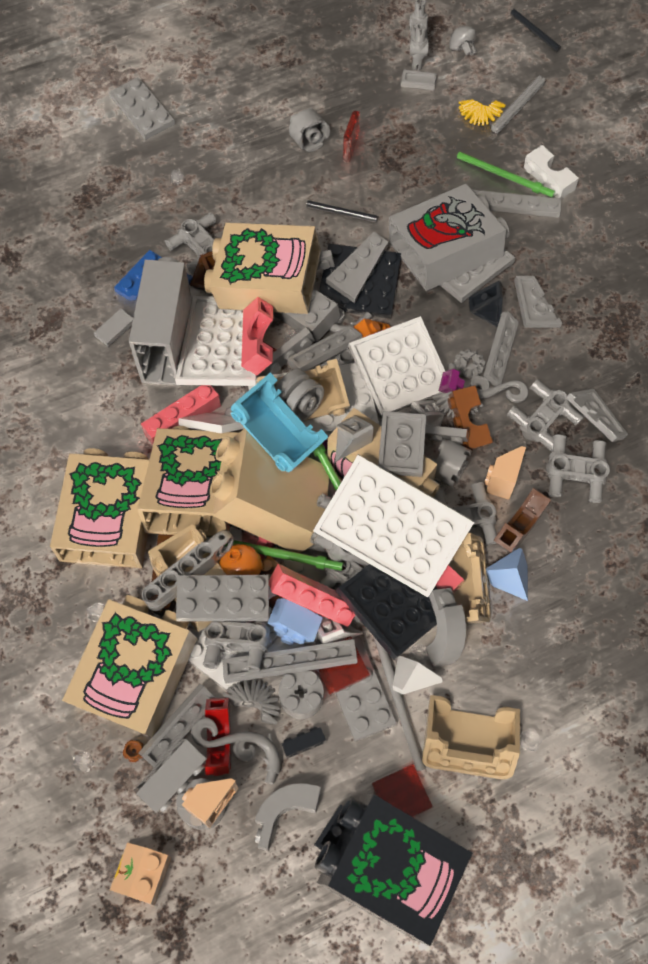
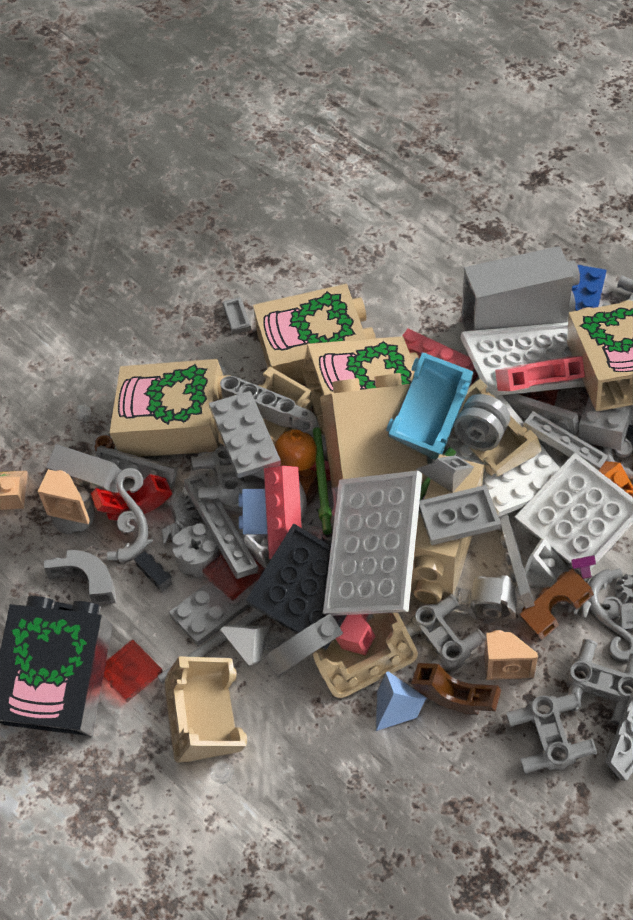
camera: 75 degrees right, 10 degrees down
(32, 573) = (236, 316): none -> light grey tile

